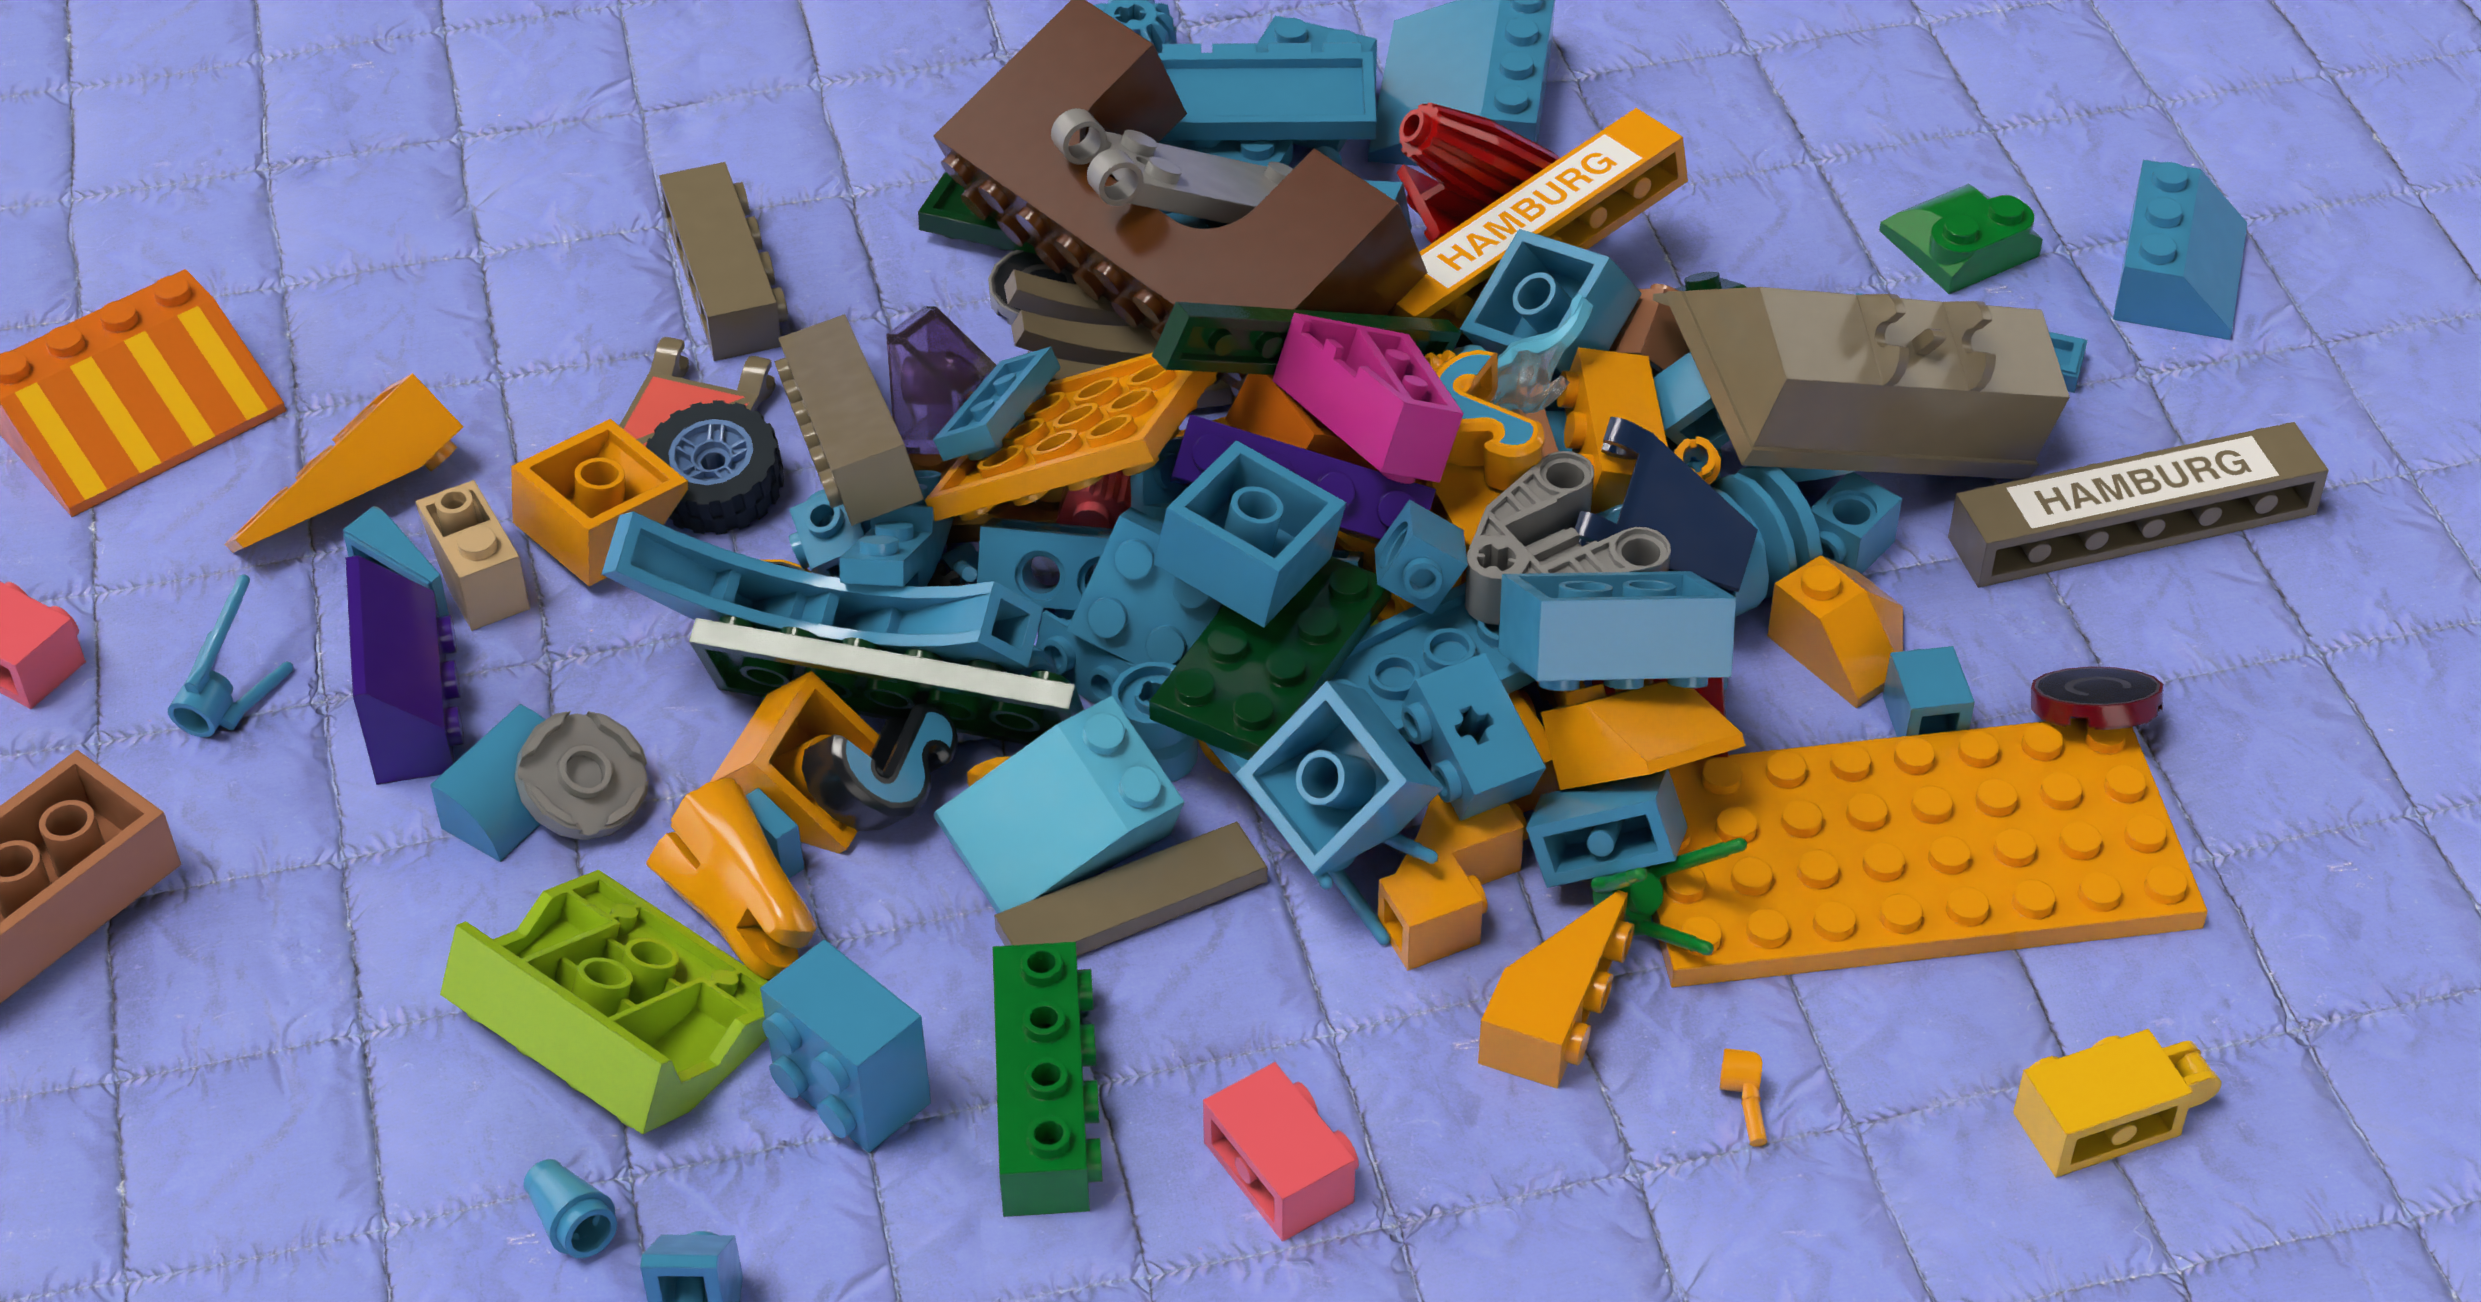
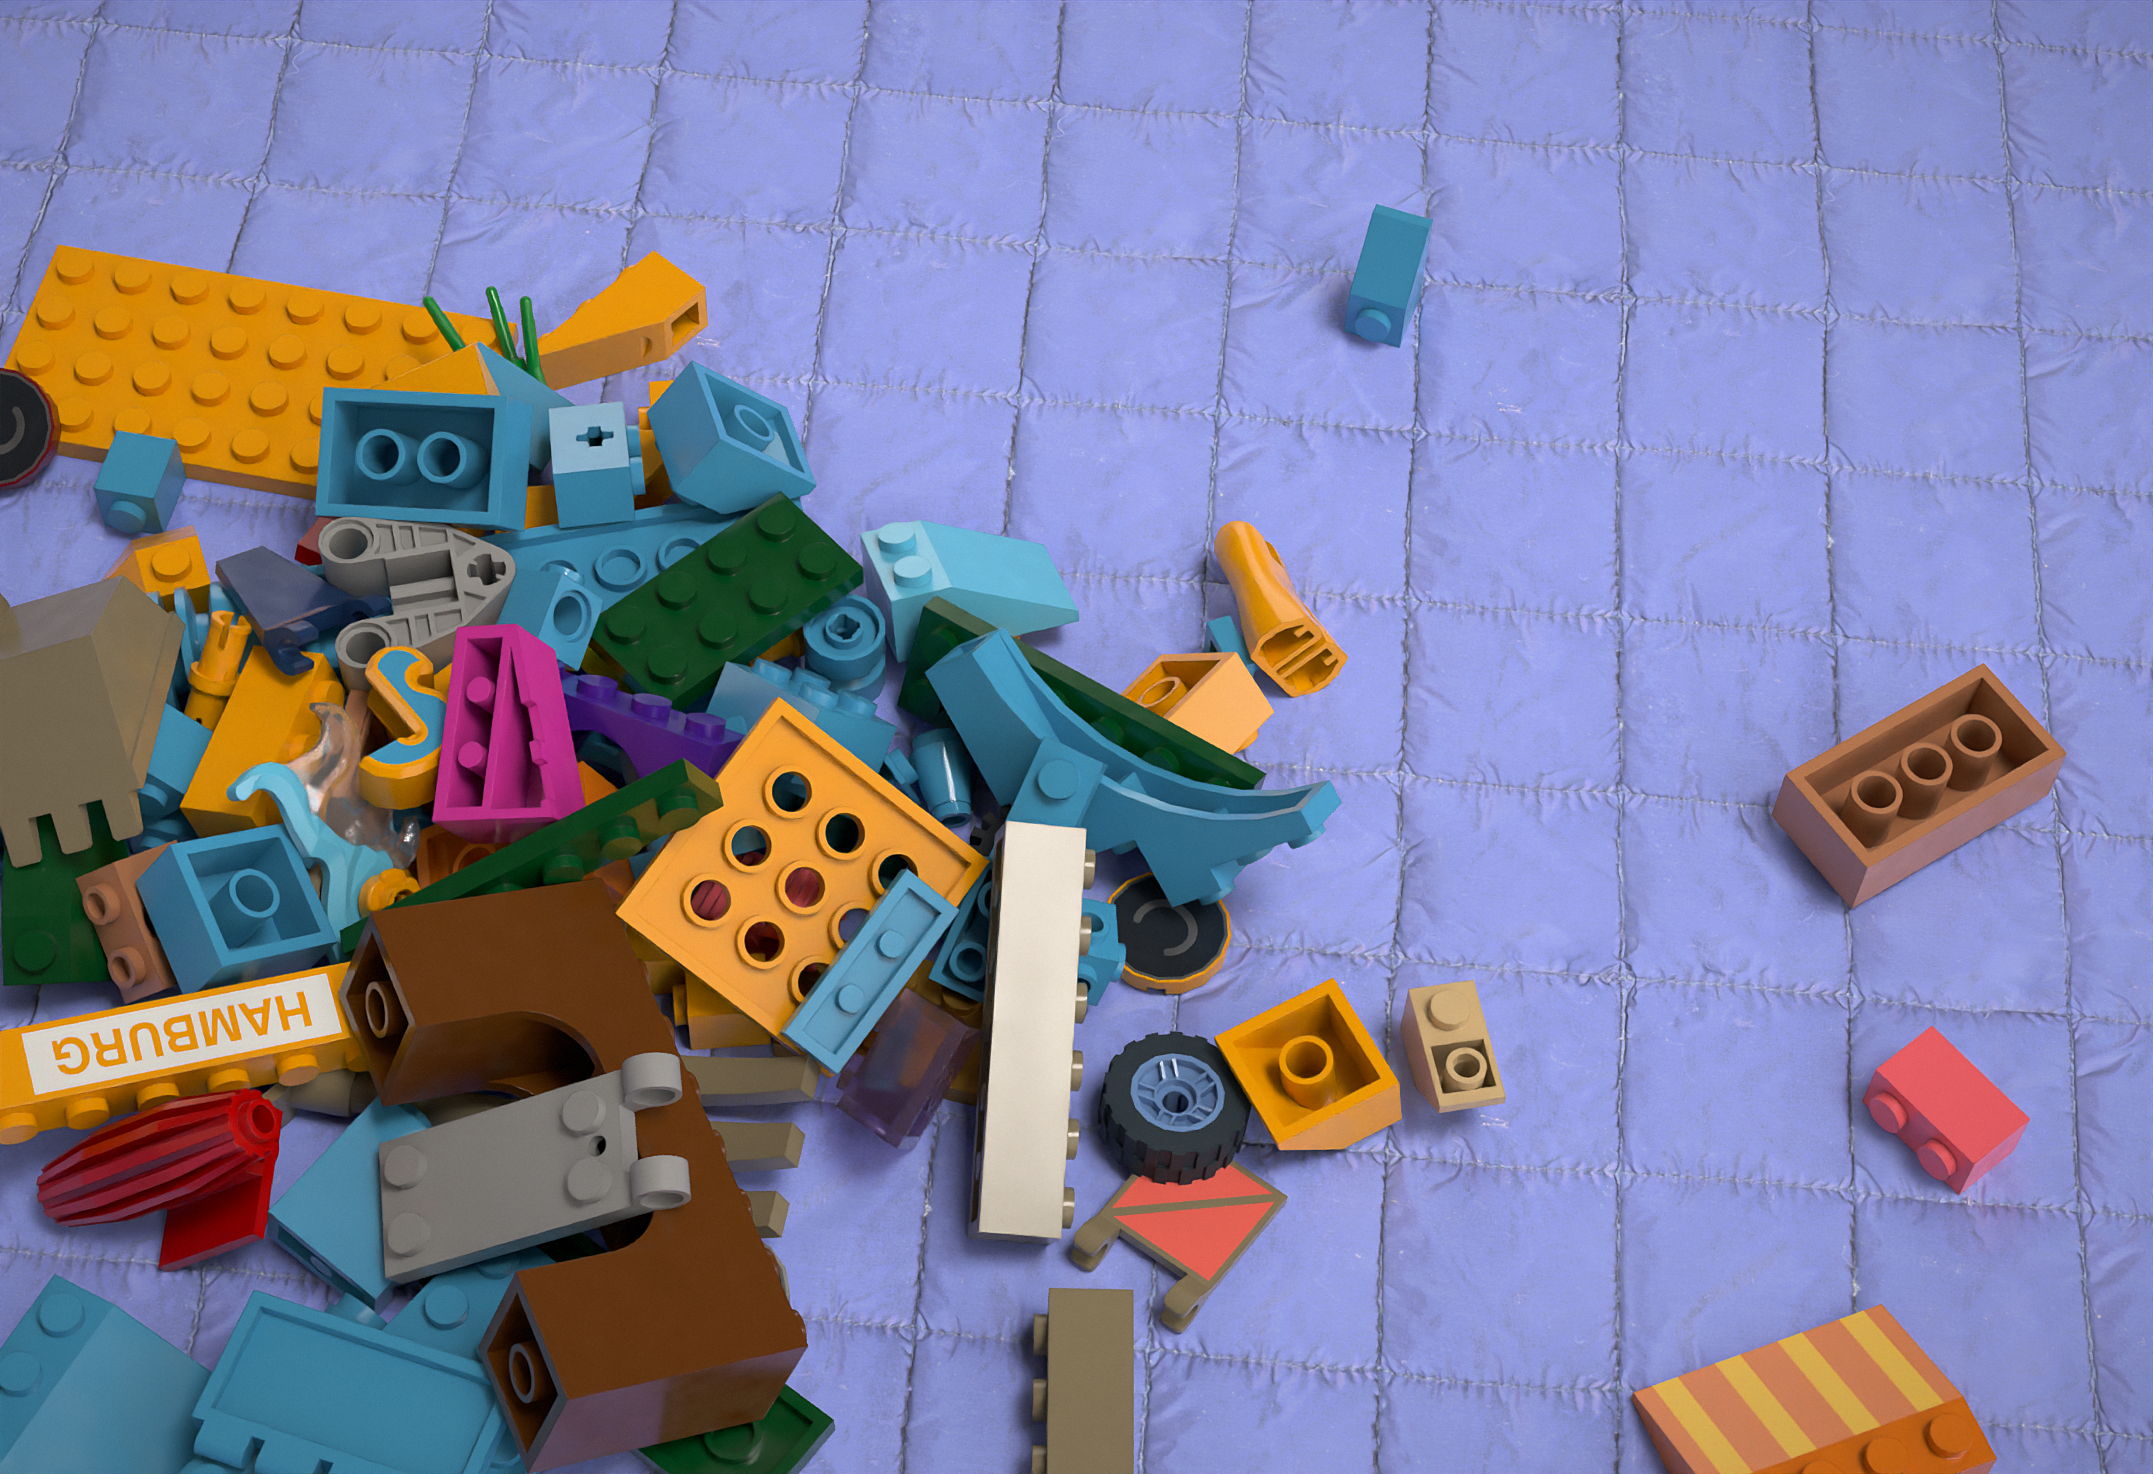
camera: 165 degrees left, 10 degrees up
(206, 694) = (1737, 981): dark azure plant -> none
(383, 442) = (1556, 1245): light orange wedge -> none
(383, 543) = (1538, 1088): dark azure slope -> none
(402, 673) = (1543, 916): dark purple slope -> none
(479, 792) = (1460, 795): dark azure brick -> none
(570, 1209) = (1470, 391): dark azure cone -> none
(581, 775) = (1388, 765): light grey tile -> none
(612, 999) = (1398, 556): lime piece -> none
(845, 1046) = (1222, 412): dark azure brick -> none
(892, 780) = (1130, 653): black animal -> none
(1041, 1082) = (1065, 381): green brick -> none
(1138, 893) = (1006, 513): dark tan tile -> none
(1249, 533) = (712, 623): dark azure brick -> none
(1280, 1150) = (903, 271): coral brick -> none
(1742, 1073) = (516, 238): light orange hand -> none
(2111, 1099) = (250, 126): yellow brick -> none

